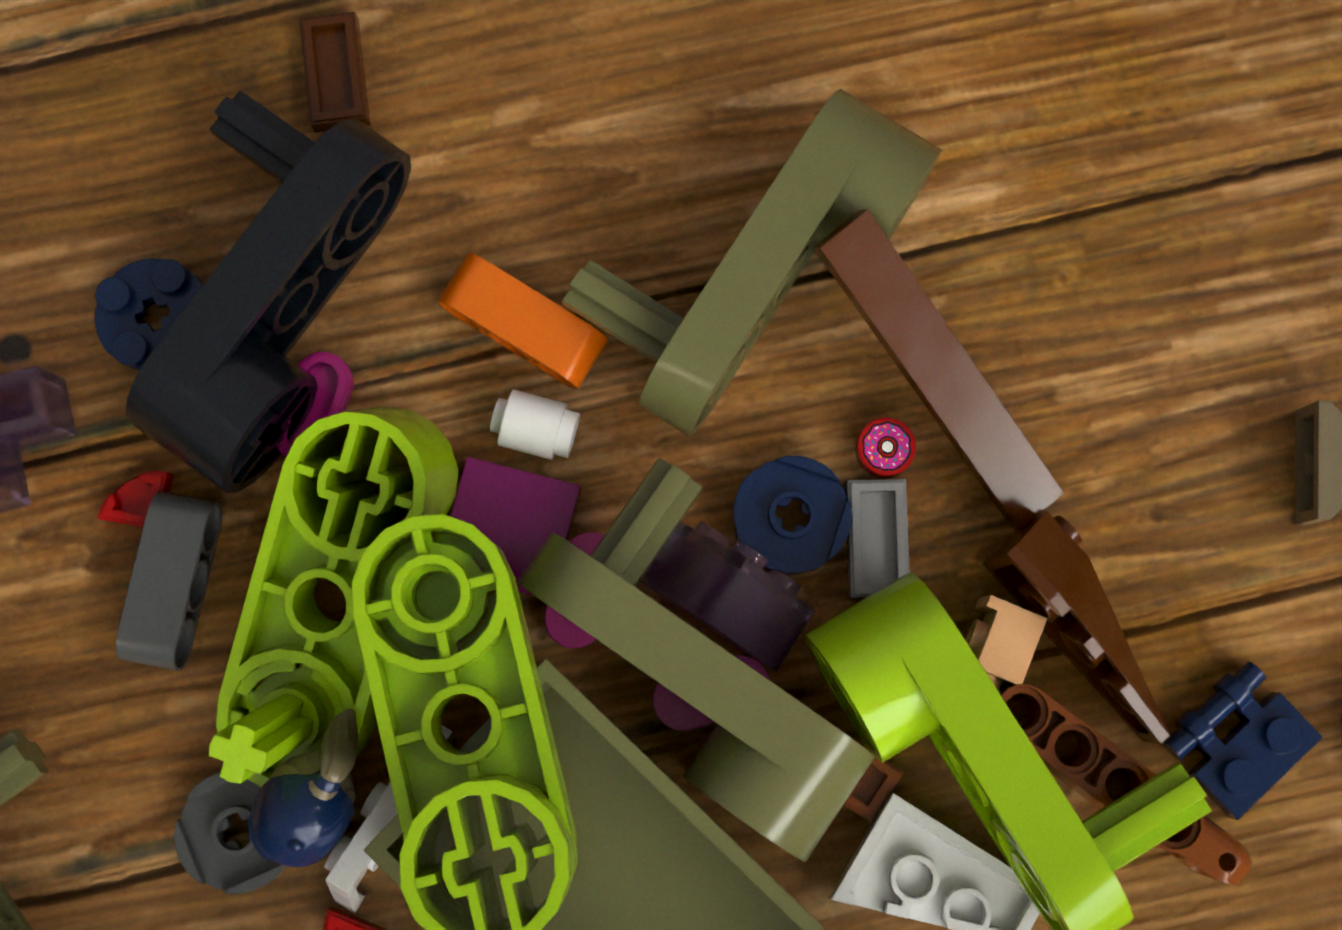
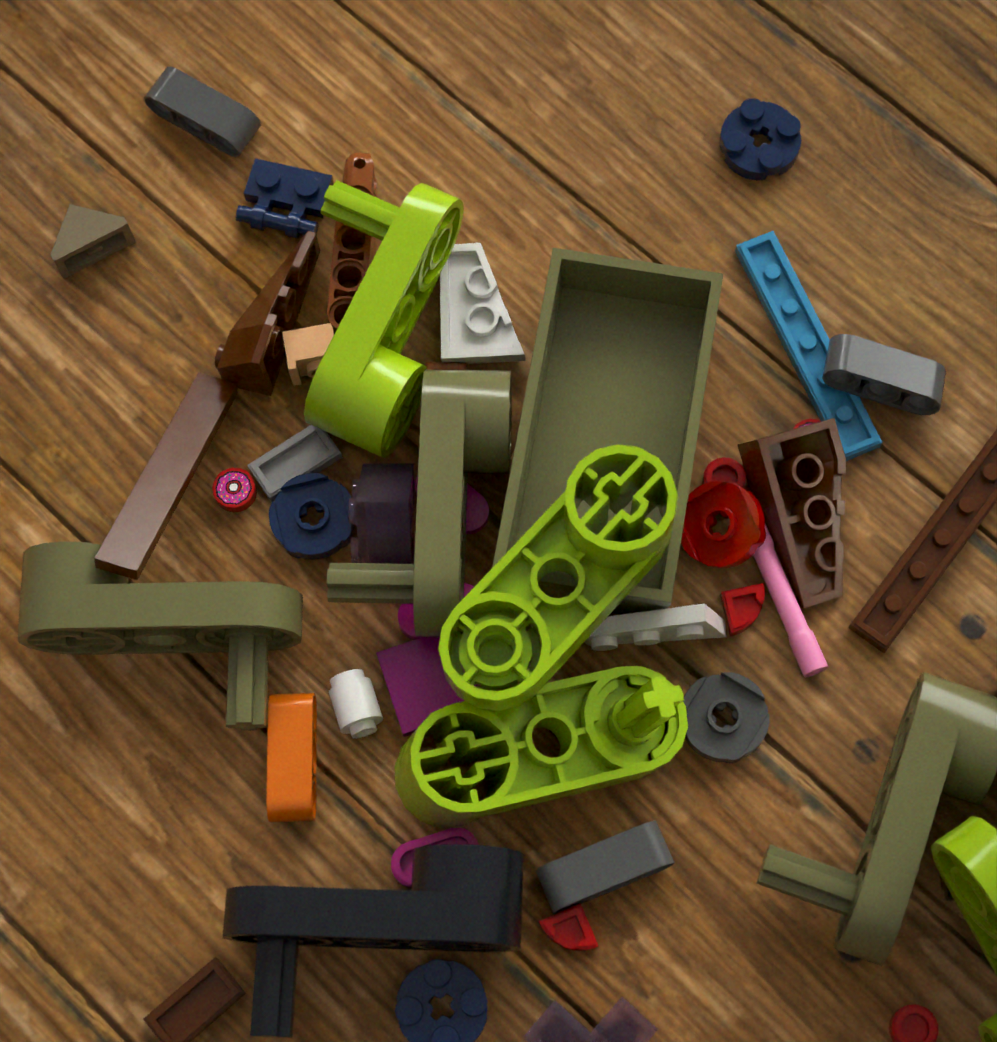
camera: 120 degrees left, 10 degrees down
(308, 800) = (678, 656): dark blue hair -> none

